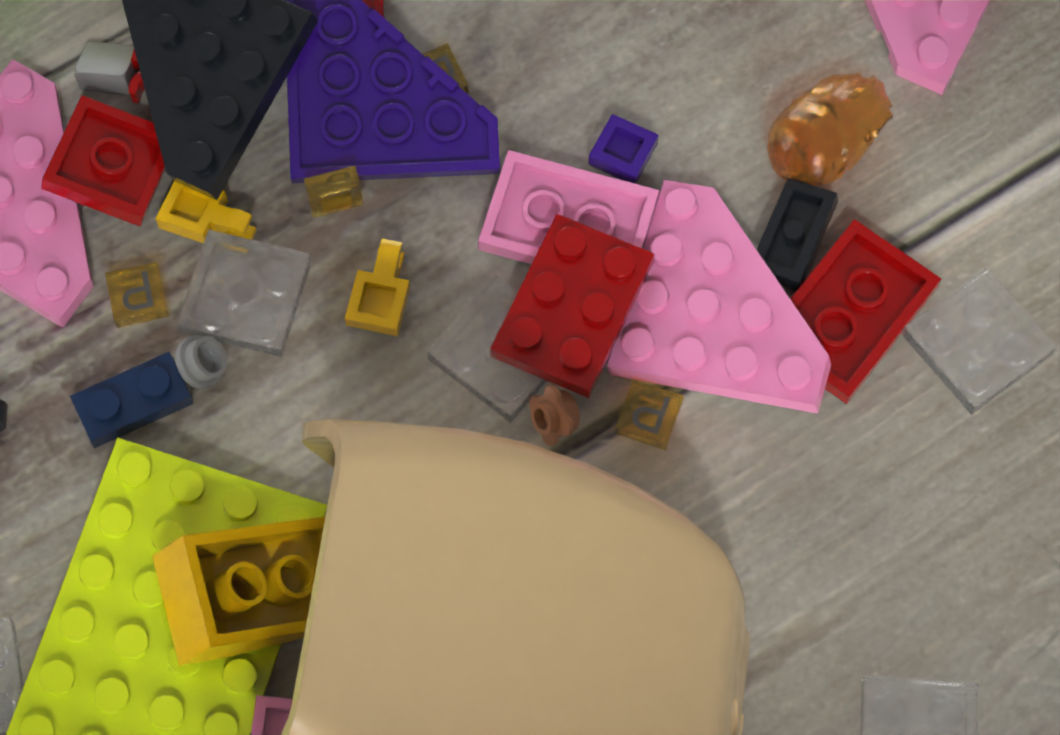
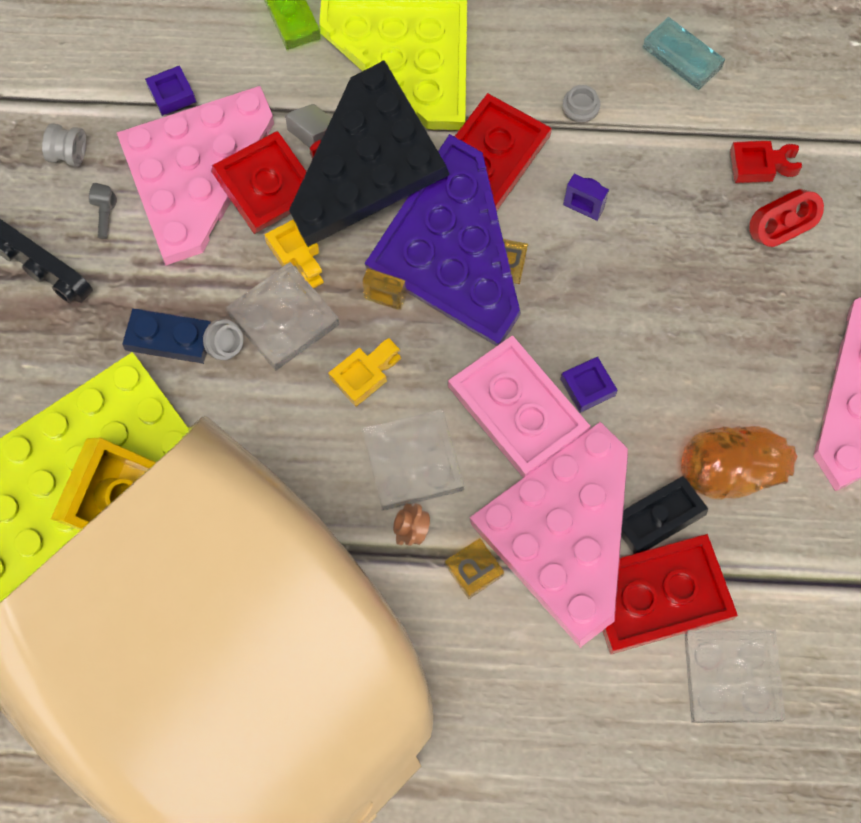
camera: 35 degrees right, 0 degrees up
(137, 295) = (221, 274): clear yellow tile -> none
(572, 305) = (474, 462): red plate -> none

